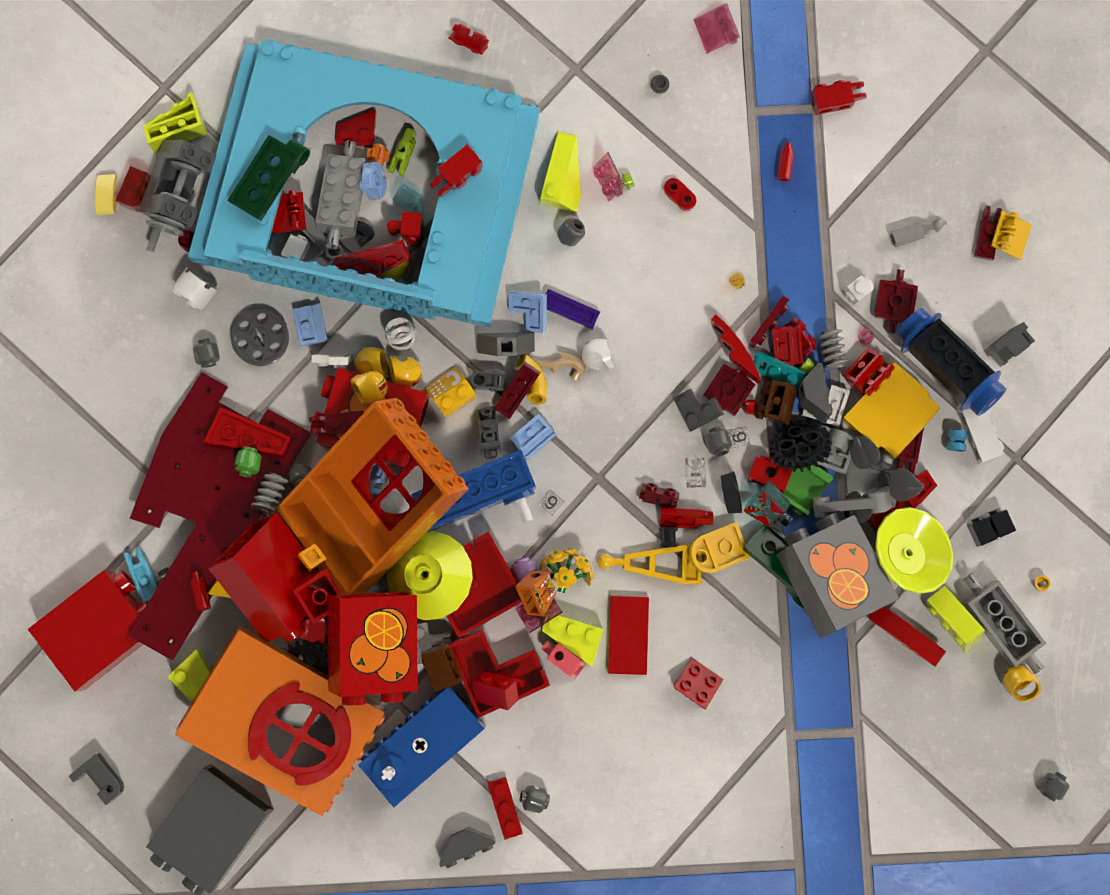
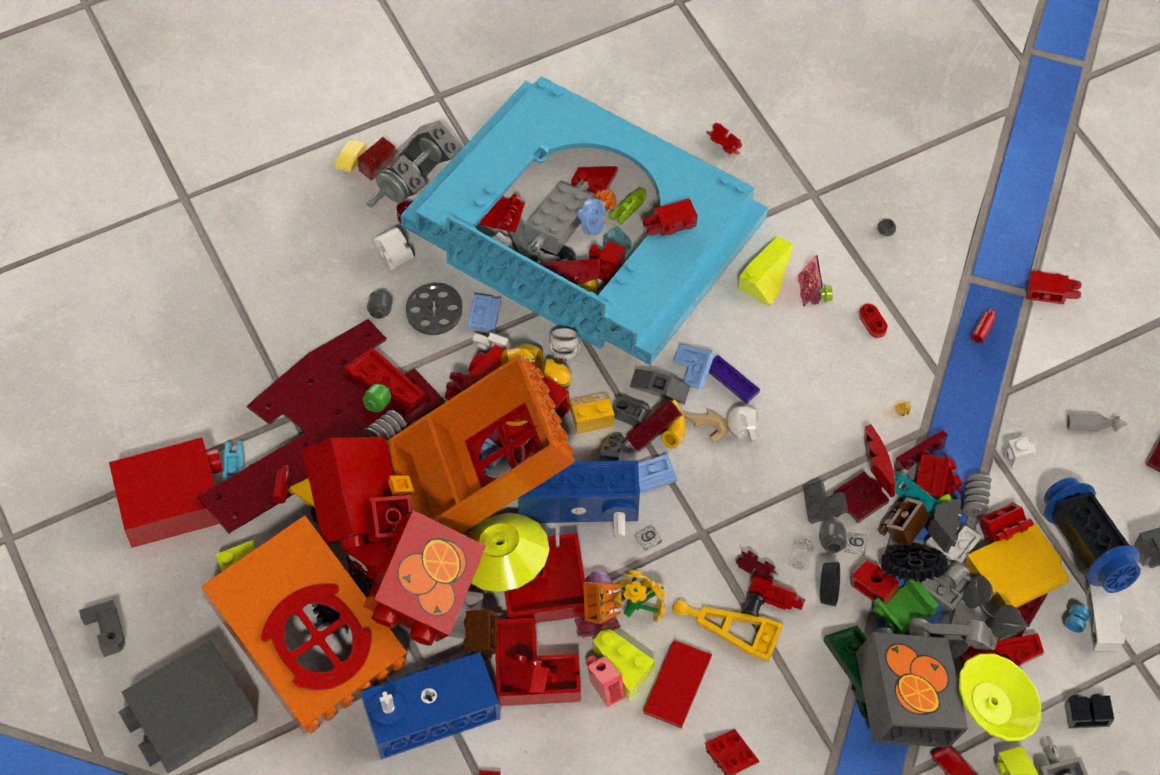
camera: 25 degrees right, 25 degrees down
(179, 123) = (449, 115): neon yellow wedge -> none
(291, 158) = (527, 161): dark green hinge -> none
(571, 232) = (758, 314): dark grey head -> none
(717, 28) = (956, 200): clear pink hinge -> none
(720, 549) = (800, 632): yellow plate -> none
(750, 408) = (876, 519): red hinge -> none
(769, 506) = (863, 607): clear light blue torso -> none
(864, 332) = (1015, 499): clear pink hinge -> none
(895, 301) = (1052, 469): dark red plate -> none

